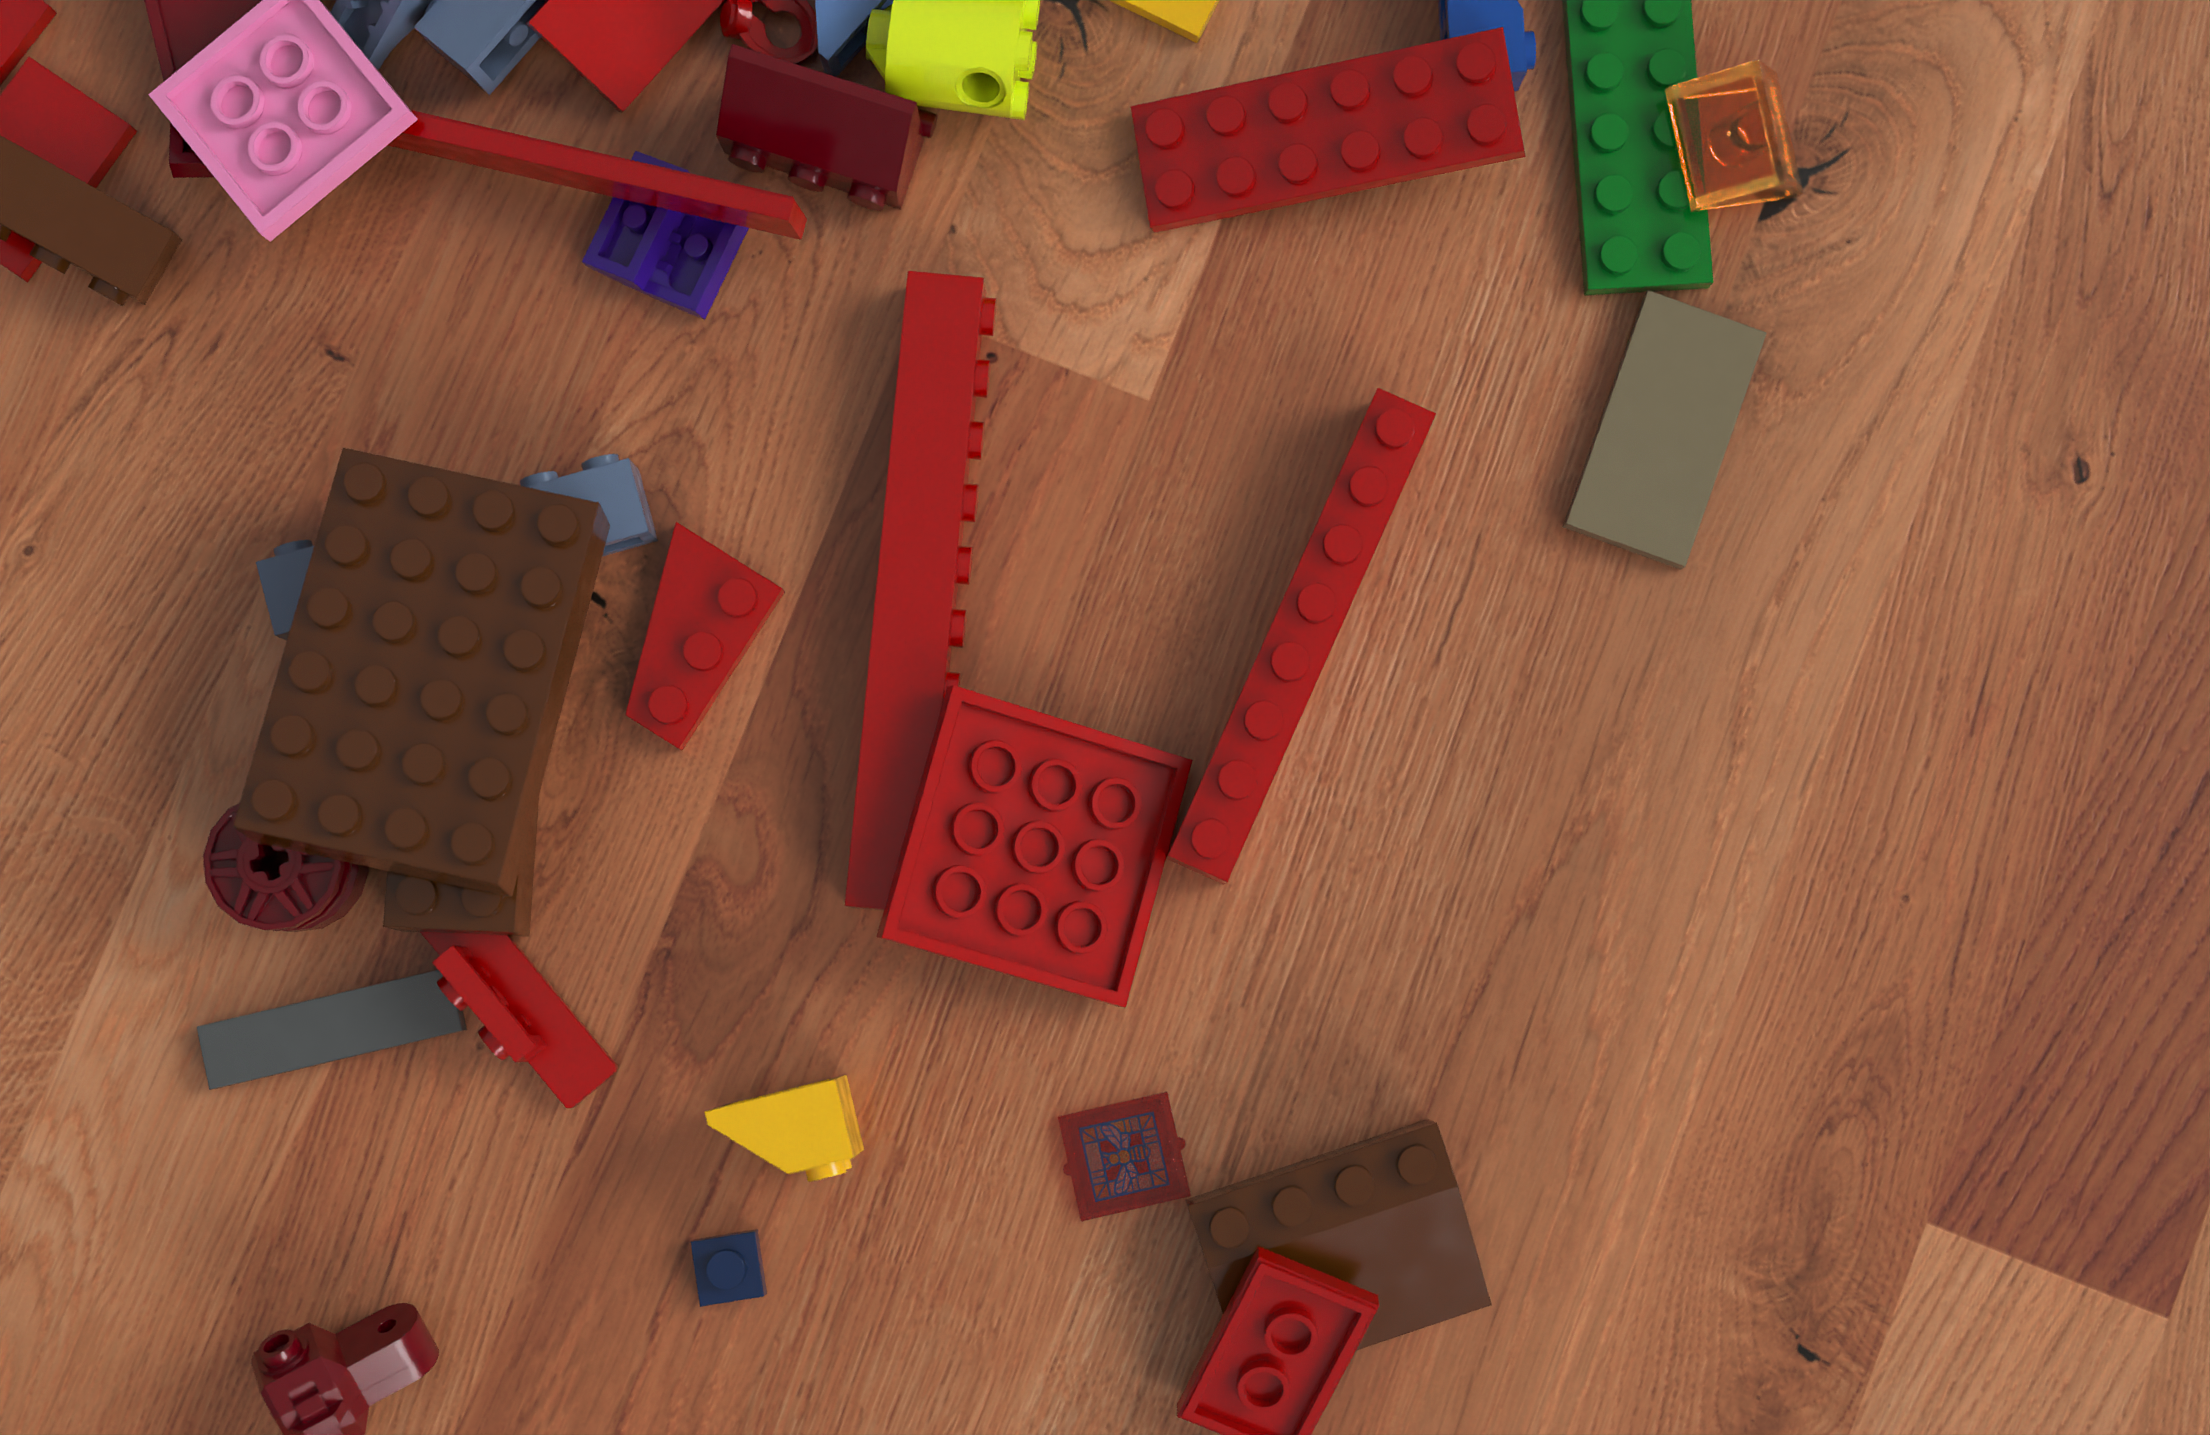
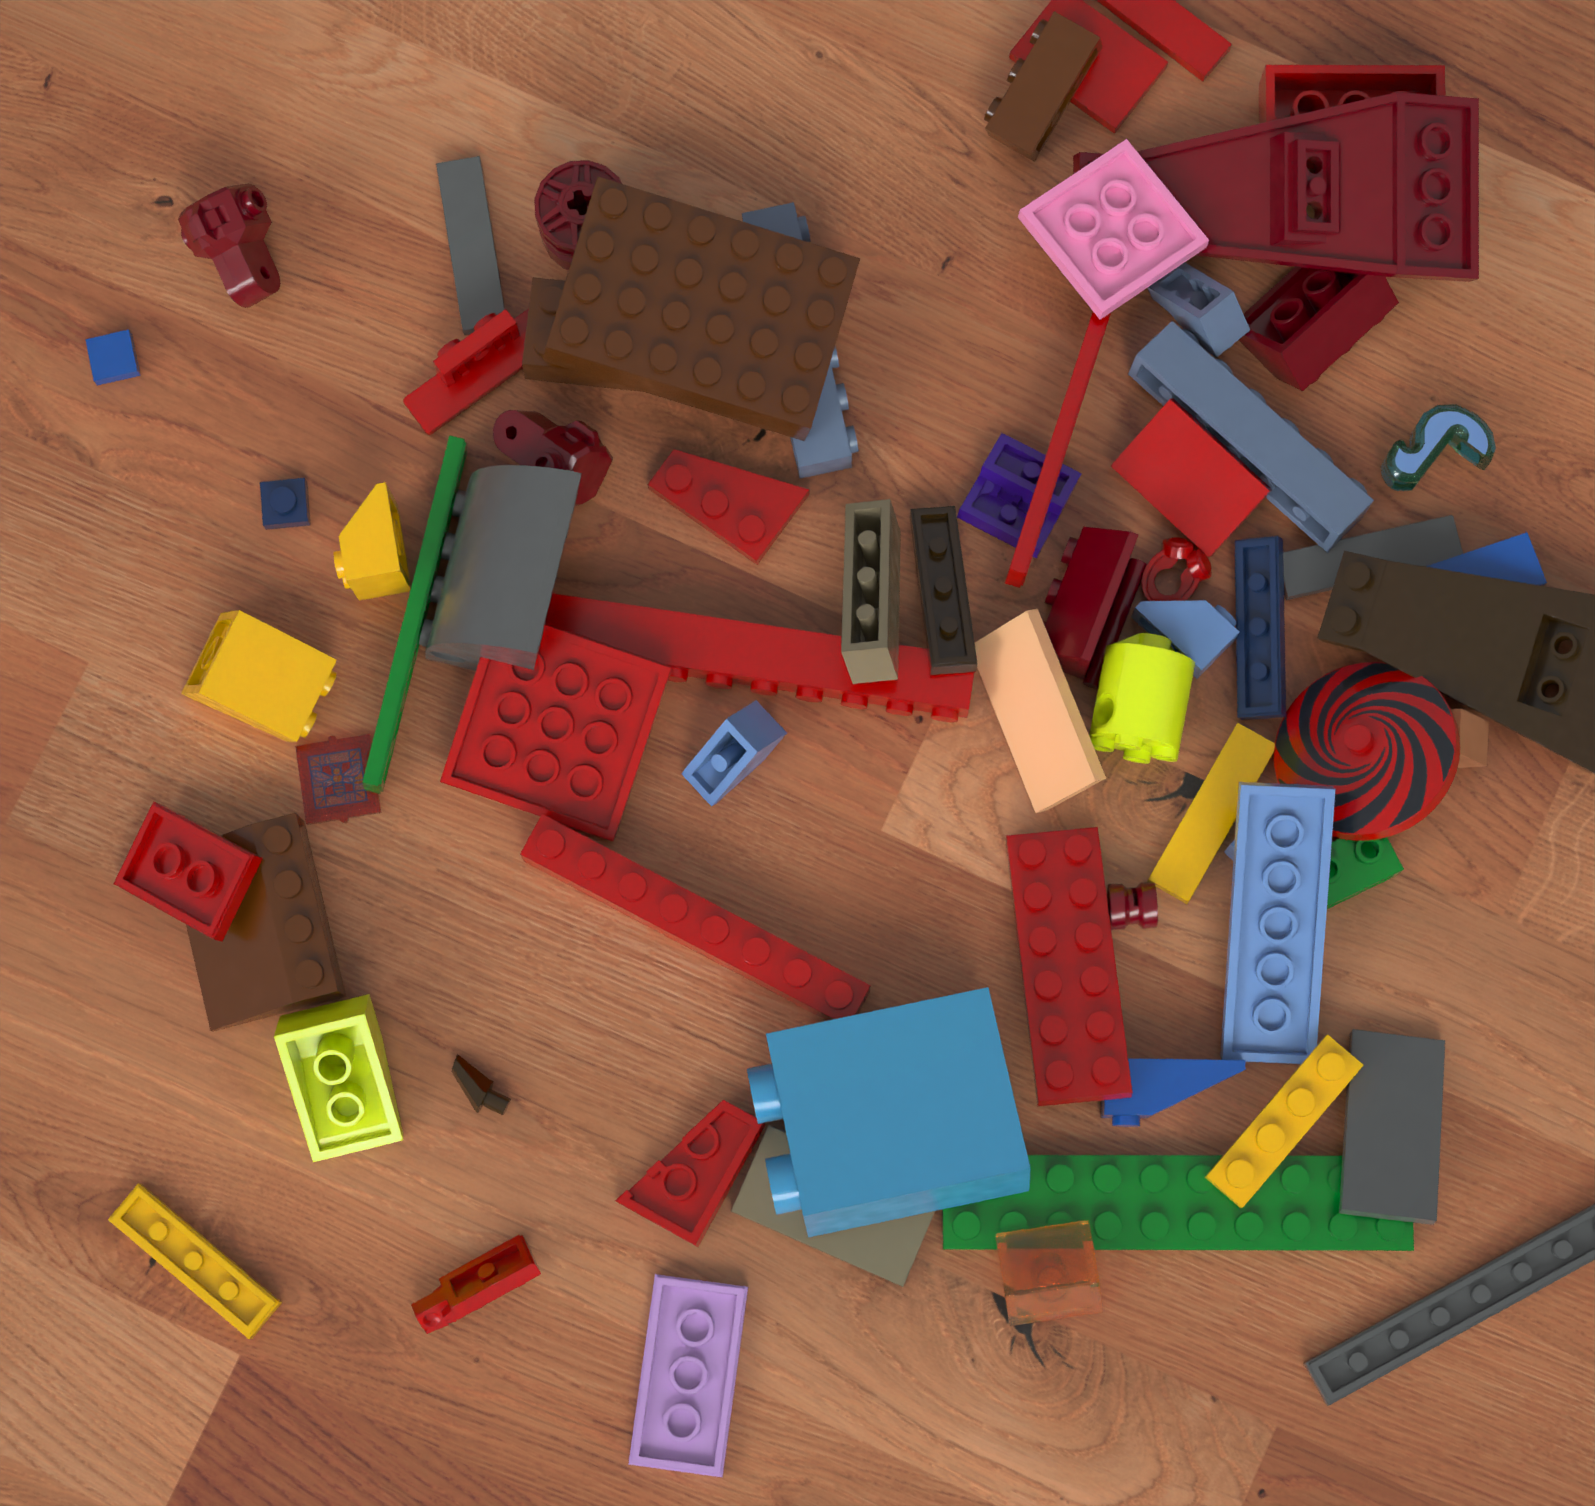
camera: 100 degrees right, 5 degrees down
(653, 872) = (539, 442): none -> dark red piece
(815, 324) = (943, 590): none -> dark brown tile
(820, 931) = (500, 566): none -> dark grey slope
(827, 413) = (871, 592): none -> dark tan brick
(883, 1061) = (414, 616): none -> green tile
(980, 186) = (1037, 711): none -> light nougat tile
(988, 1279) = (261, 676): none -> yellow slope
(1058, 600) = (733, 752): none -> medium blue slope
(1236, 49) = (1132, 906): none -> dark red wheel
(1543, 922) = (478, 1087): none -> dark brown bar
(1545, 1116) = (339, 1077): none -> neon yellow slope
(1554, 344) = (891, 1113): none -> dark azure brick
(1639, 616) = (695, 1177): none -> red wing
(1809, 1297) = (195, 1261): none -> yellow tile
(1811, 899) = (477, 1284): none -> red hinge
(1904, 610) = (688, 1375): none -> lavender tile

